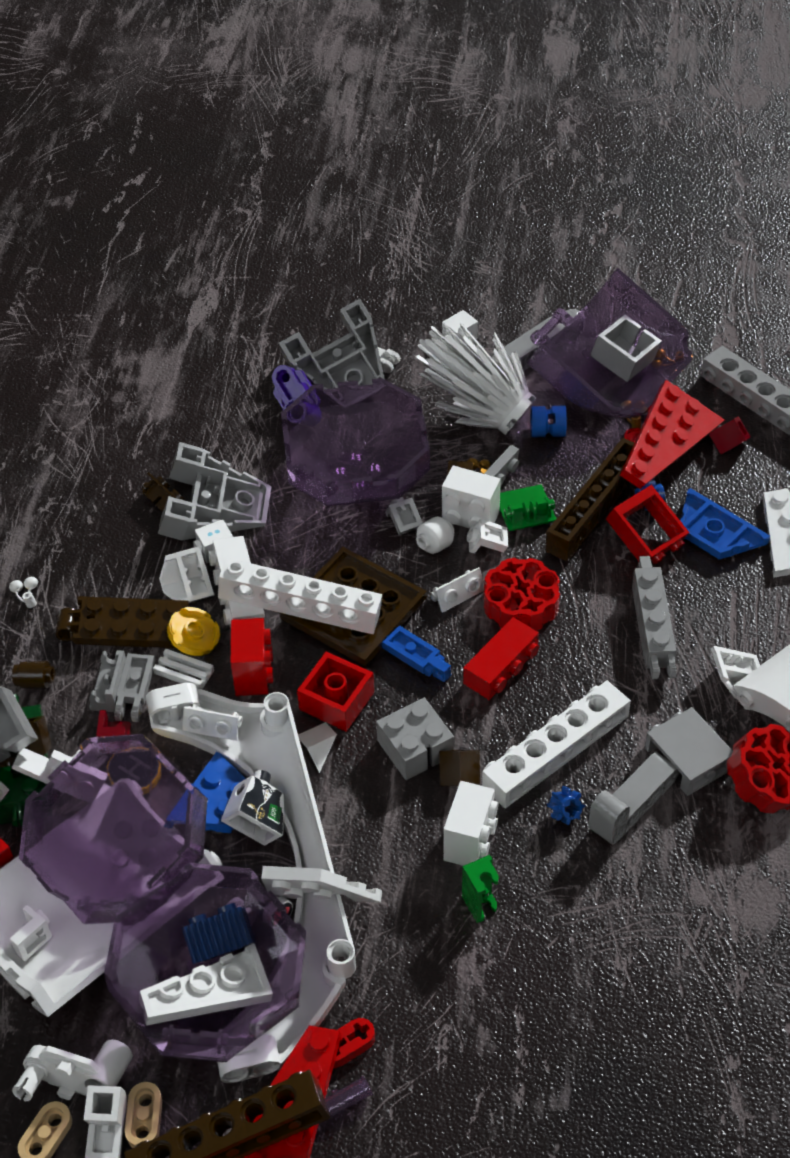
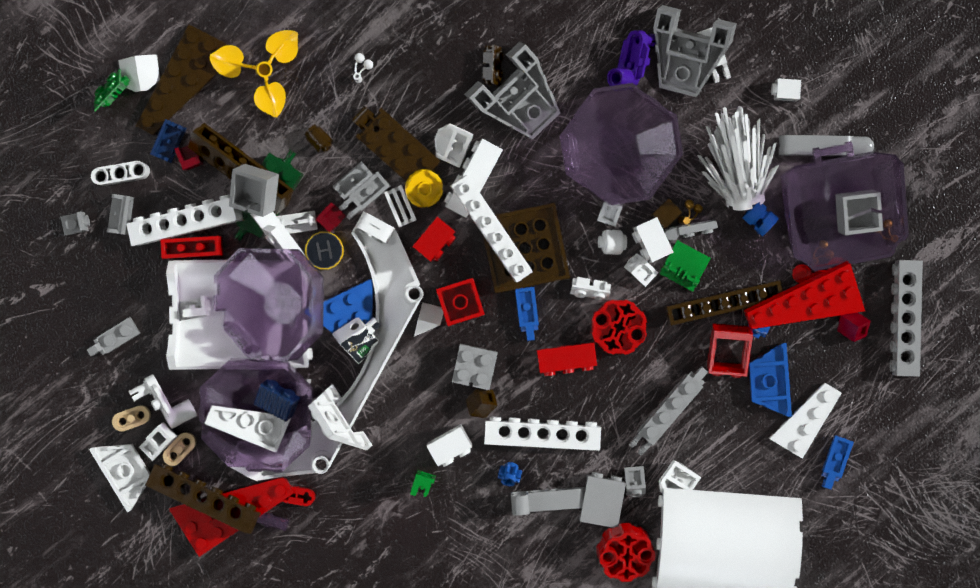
camera: 45 degrees right, 40 degrees up
(206, 535) = (489, 130): white brick -> none
(211, 723) = (384, 269): white hinge -> none
(703, 703) = (635, 481): none -> light grey bracket

